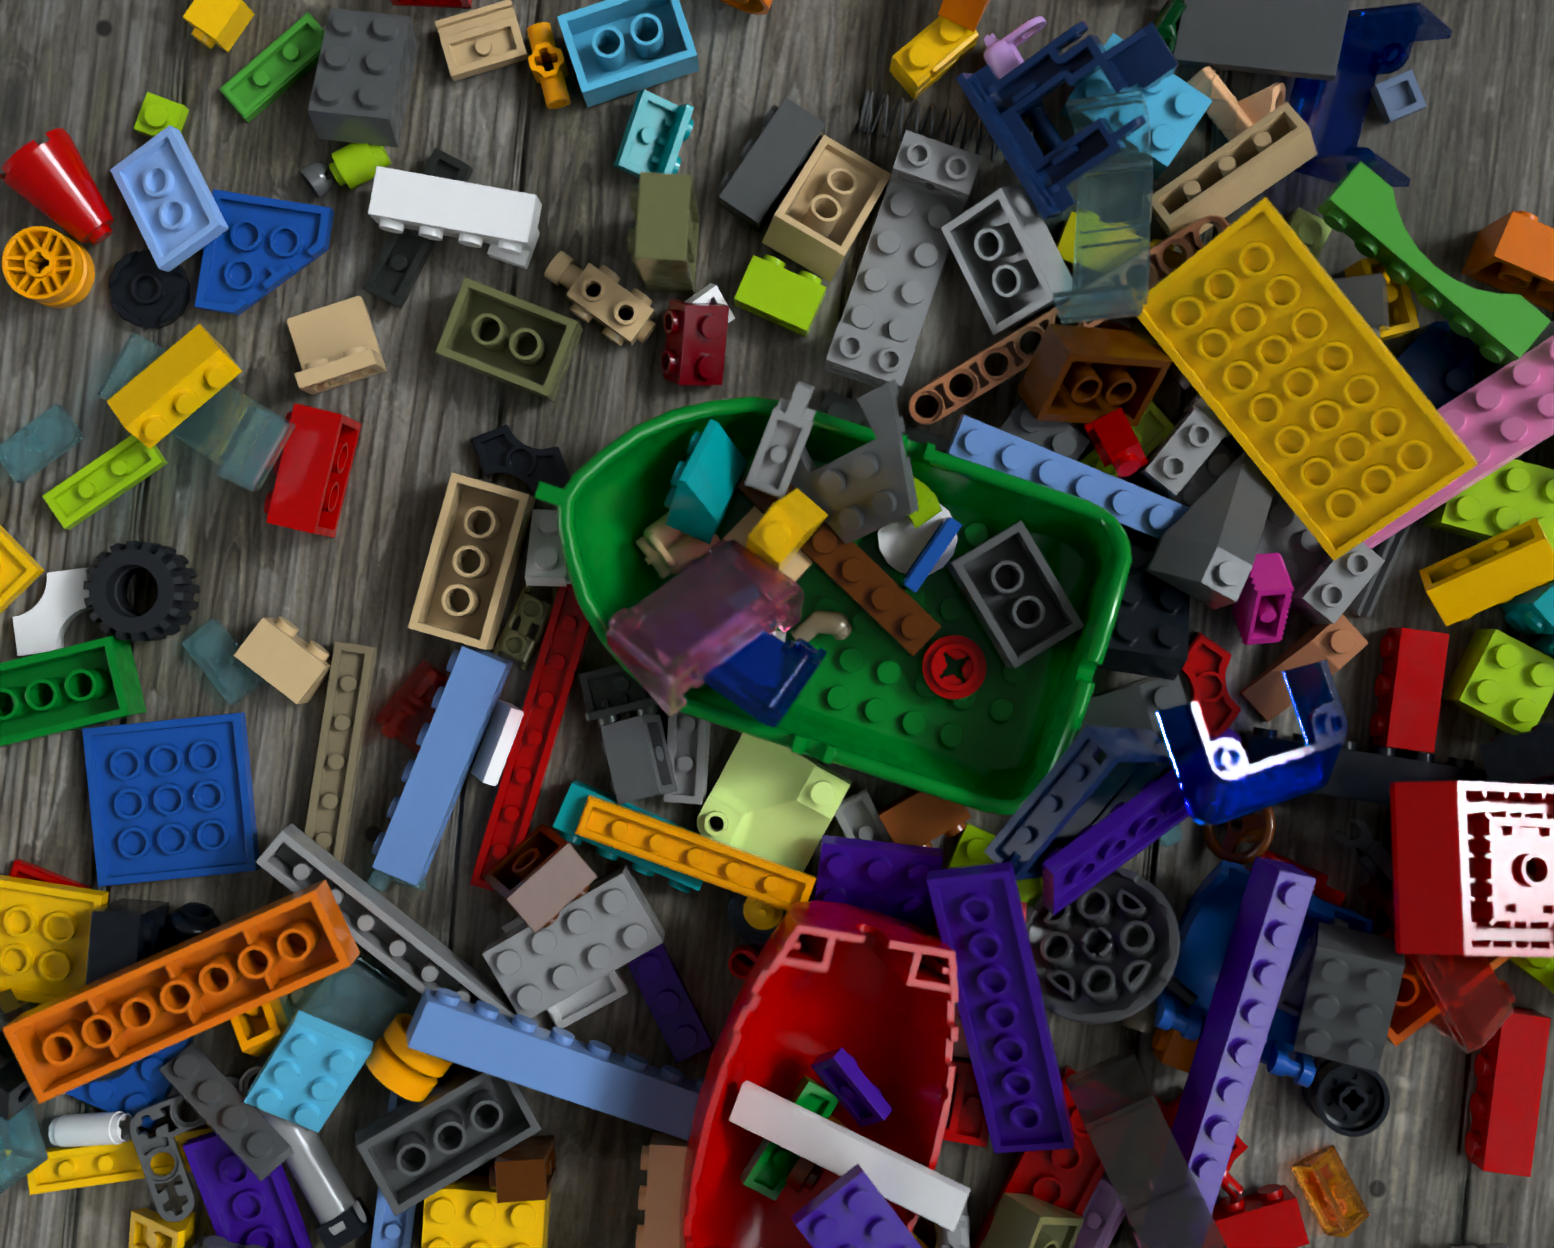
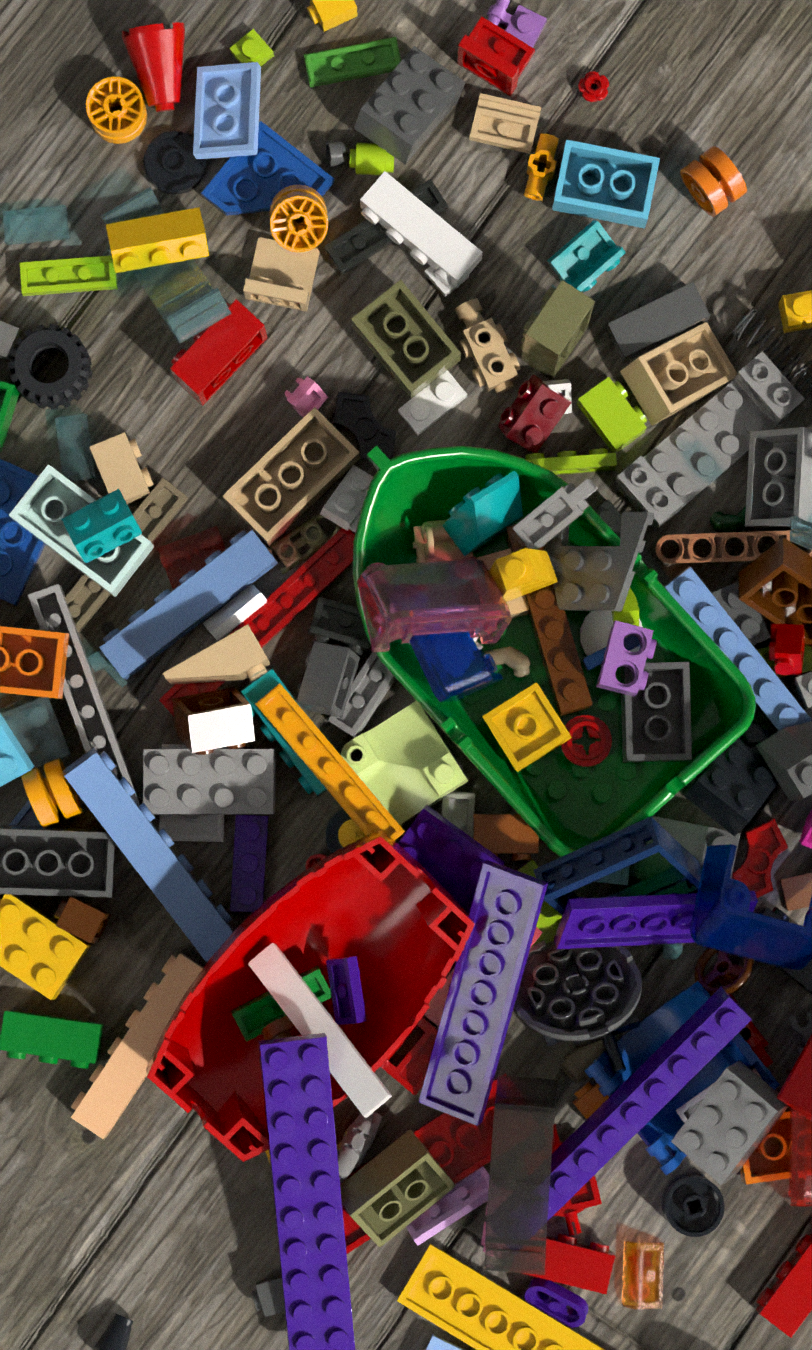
camera: 30 degrees right, 5 degrees down
(275, 754) = (41, 514): none -> light aqua brick
(290, 742) = (101, 526): none -> teal bracket
(296, 264) = (306, 231): none -> light orange wheel
(438, 464) = (306, 396): none -> bright pink tile
(521, 798) = (229, 659): none -> tan slope
(579, 392) = (432, 403): none -> white plate
(764, 373) = (569, 463): none -> lime plate
(883, 690) = (527, 727): none -> yellow plate
(941, 561) = (618, 656): none -> medium lavender brick
(973, 340) = (728, 523): none -> dark green arm

